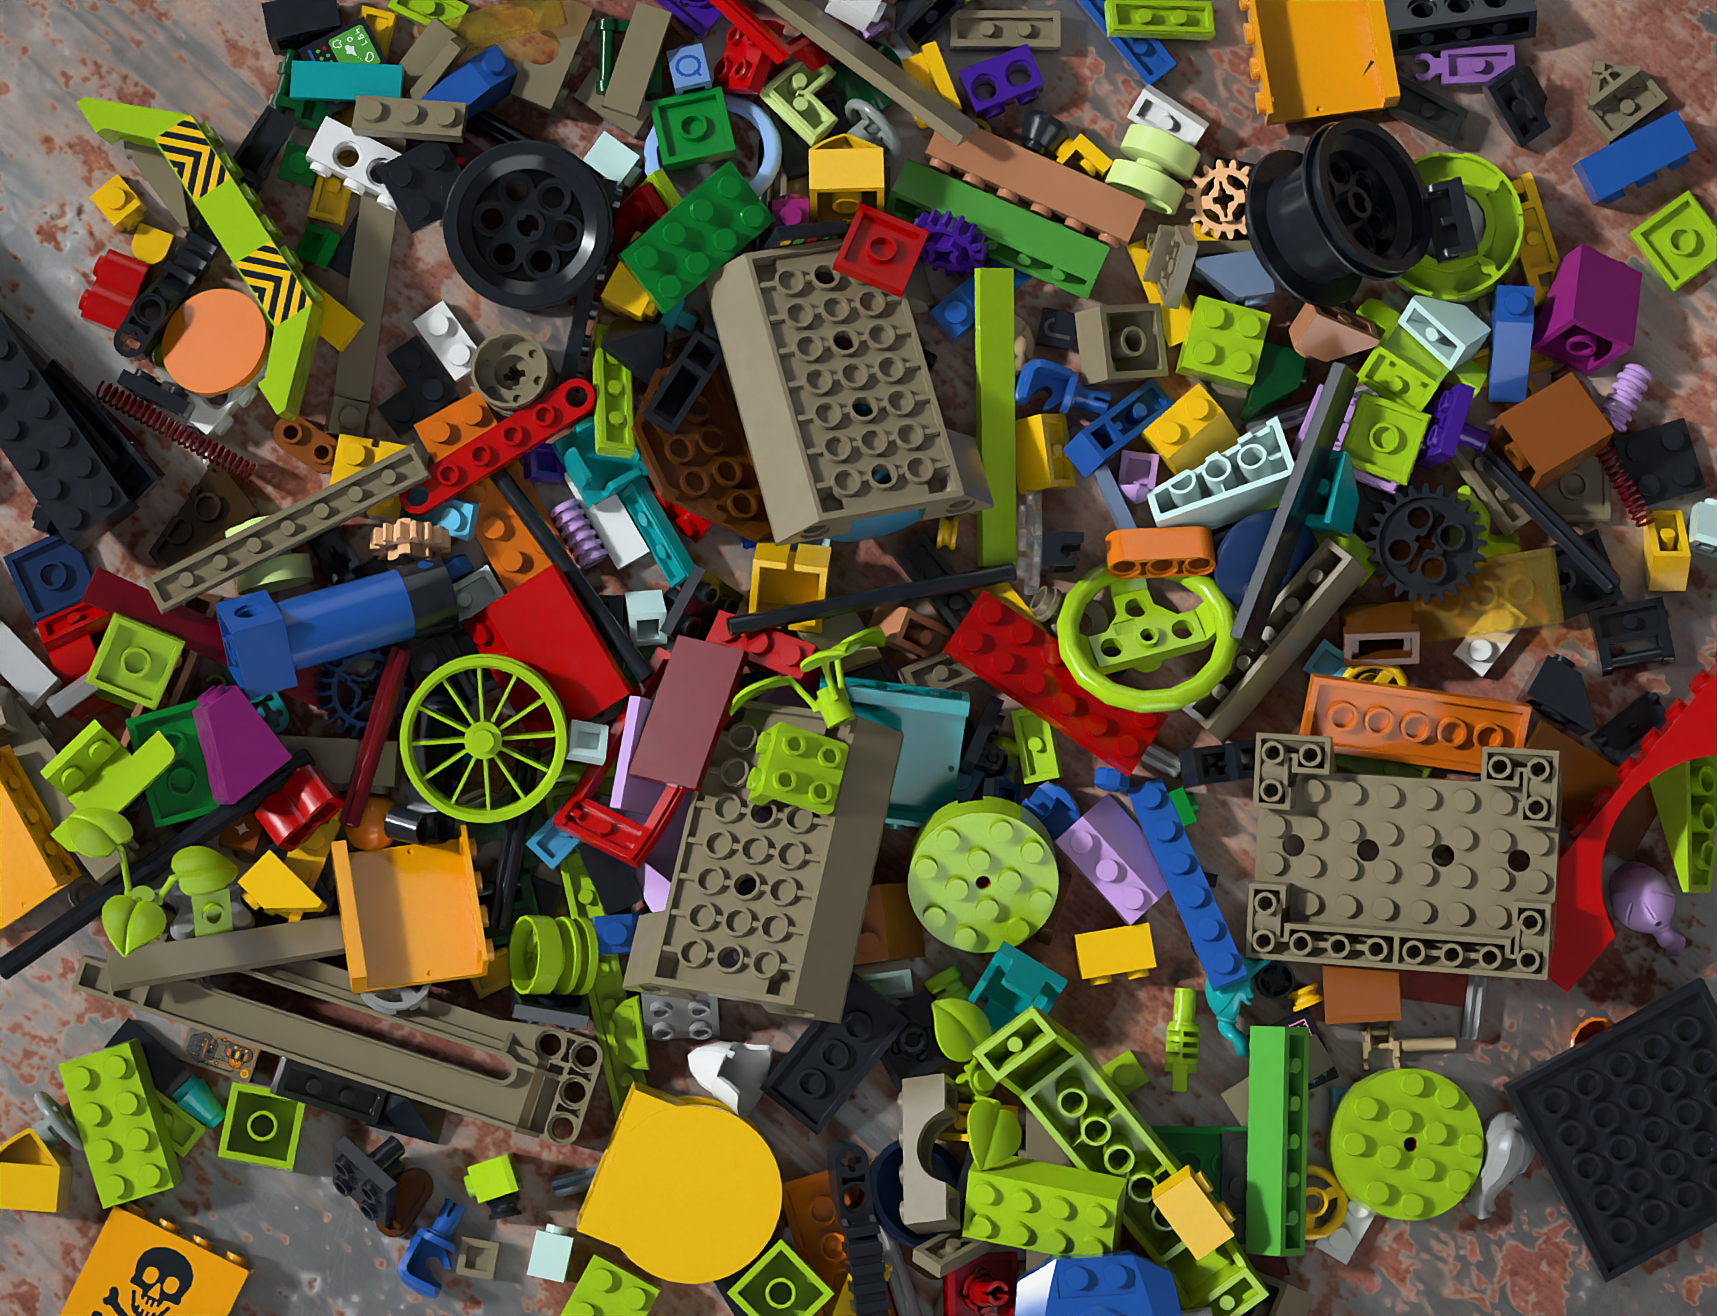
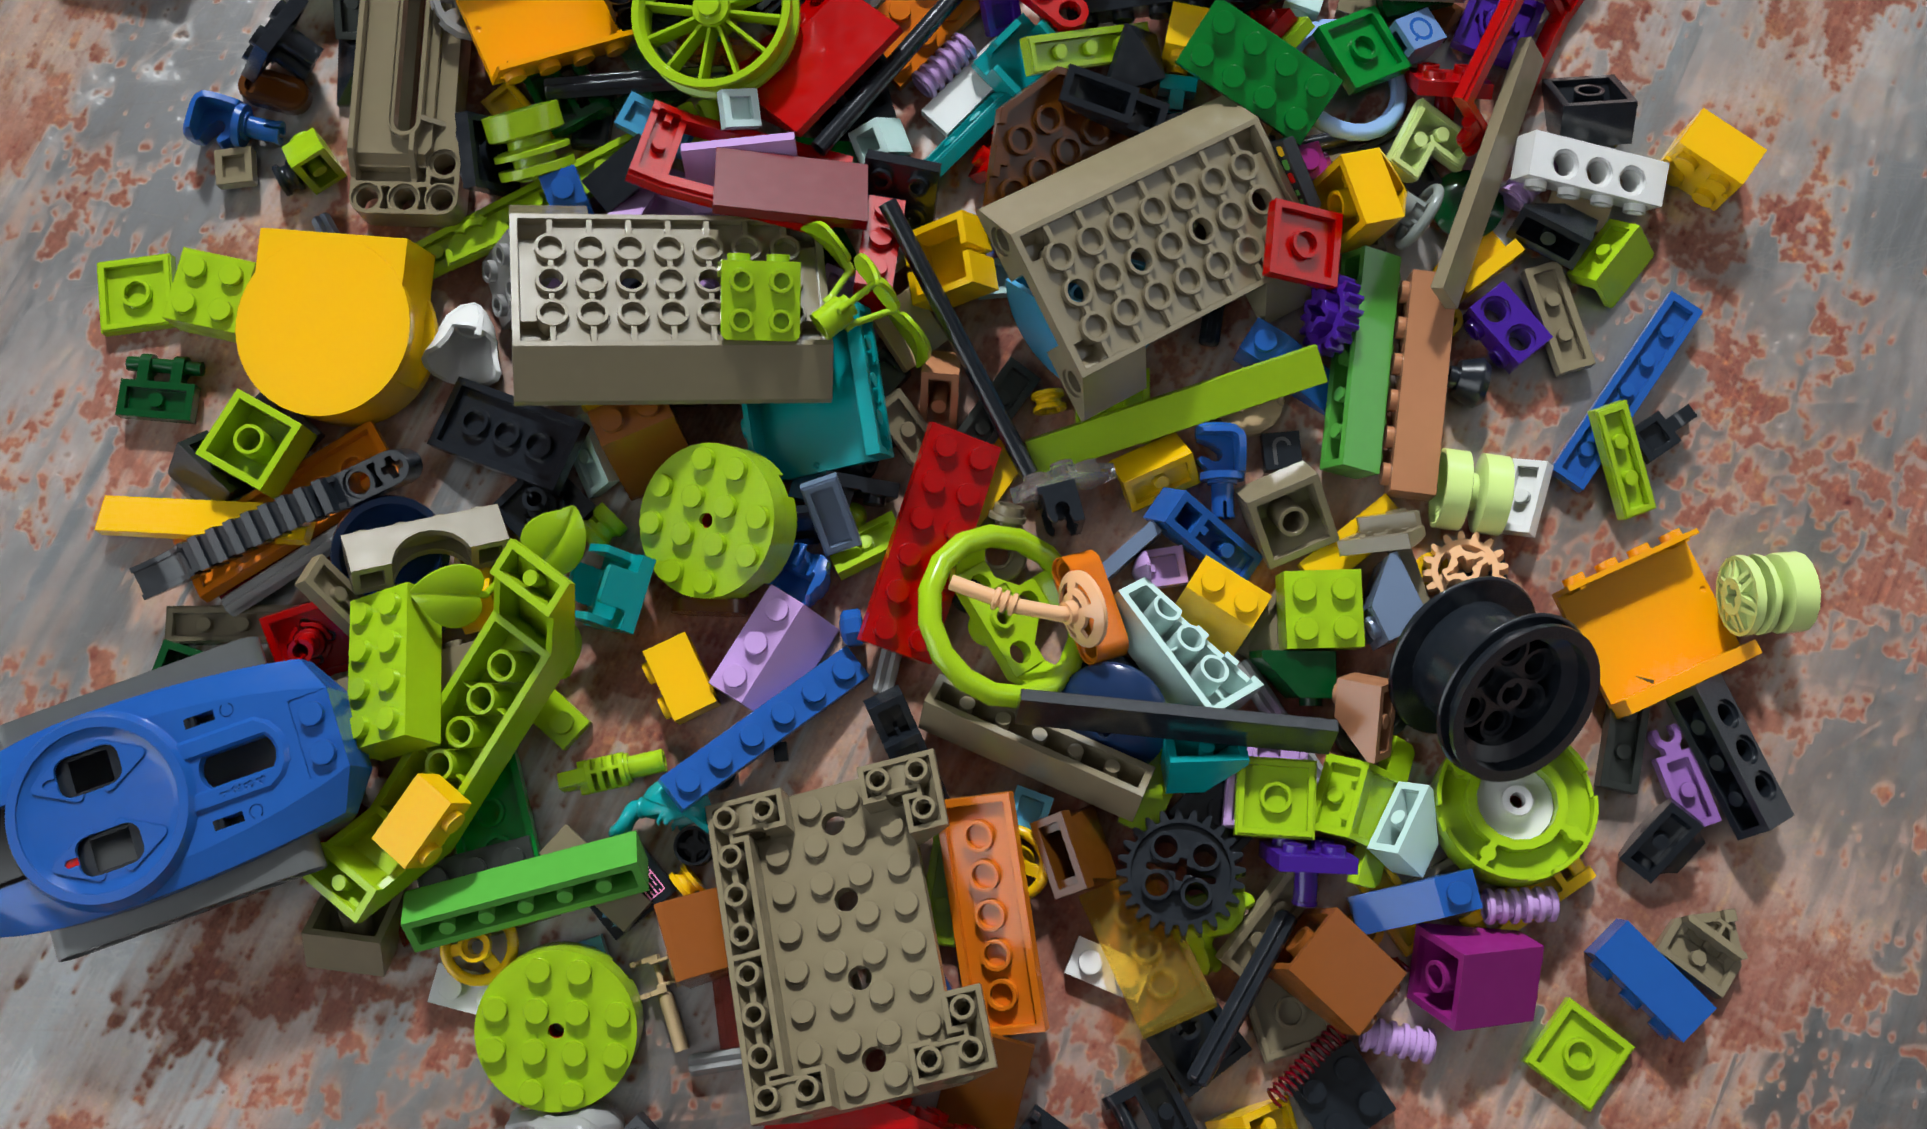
camera: 75 degrees right, 5 degrees down
(551, 1253) = (243, 228): light aqua brick -> none
(1005, 767) = (830, 514): none -> sand blue tile
(1091, 159) = (1467, 418): yellow bracket -> none
(1164, 569) = (1073, 607): none -> light nougat dish
(1185, 806) = (844, 706): green plate -> none
(1451, 221) = (1522, 799): black hinge -> none
(1539, 251) = (1520, 905): none -> lavender piece
(1559, 694) = (1068, 1056): black slope -> none

